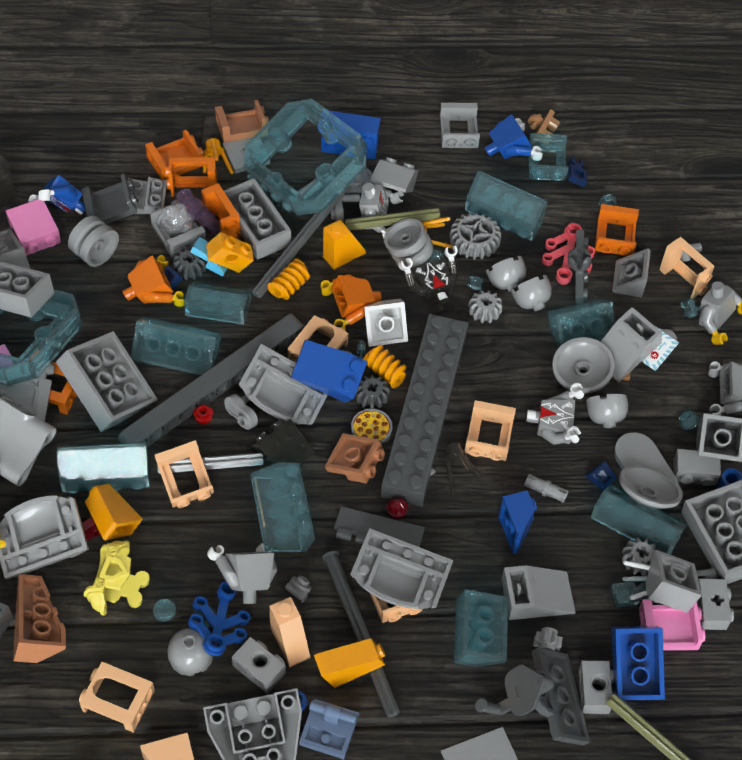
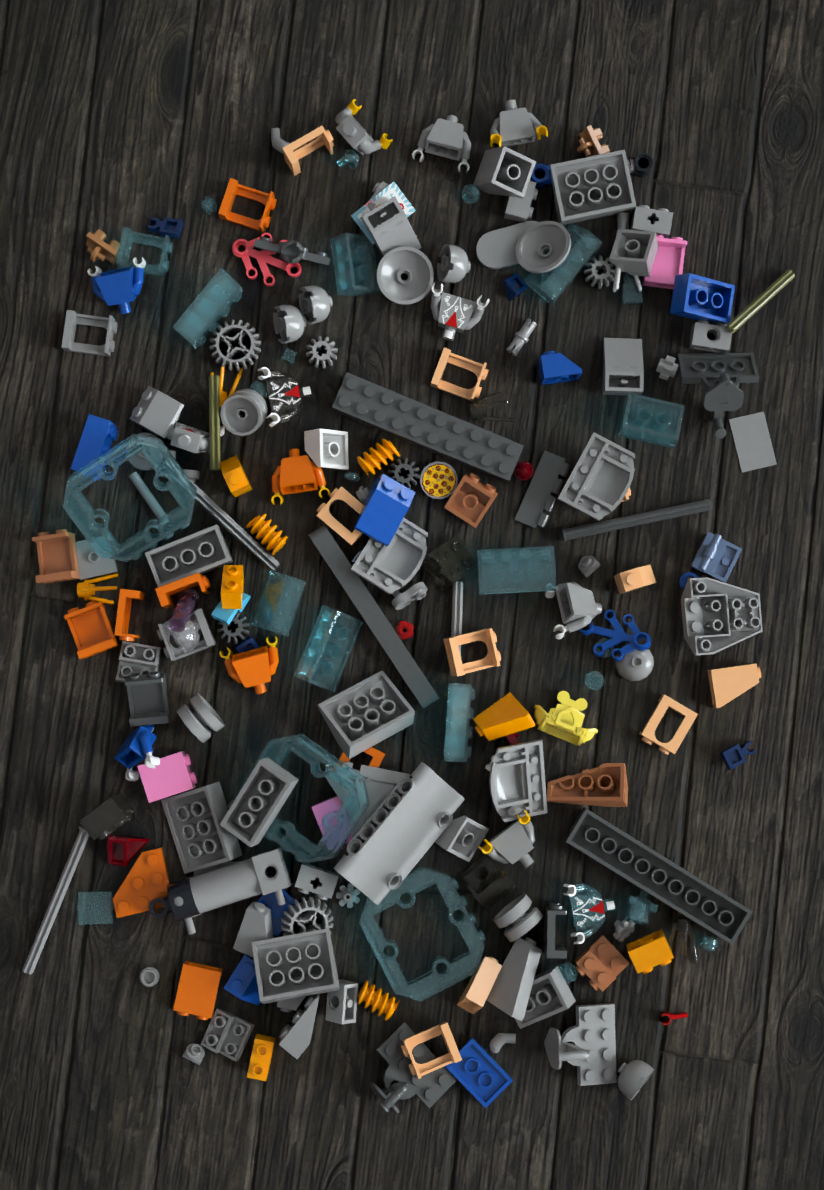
camera: 85 degrees left, 30 degrees up
(265, 676) = (666, 604): light grey brick -> none
(350, 661) = (669, 532): light orange slope -> none
(632, 274) = (301, 204): light grey slope -> none

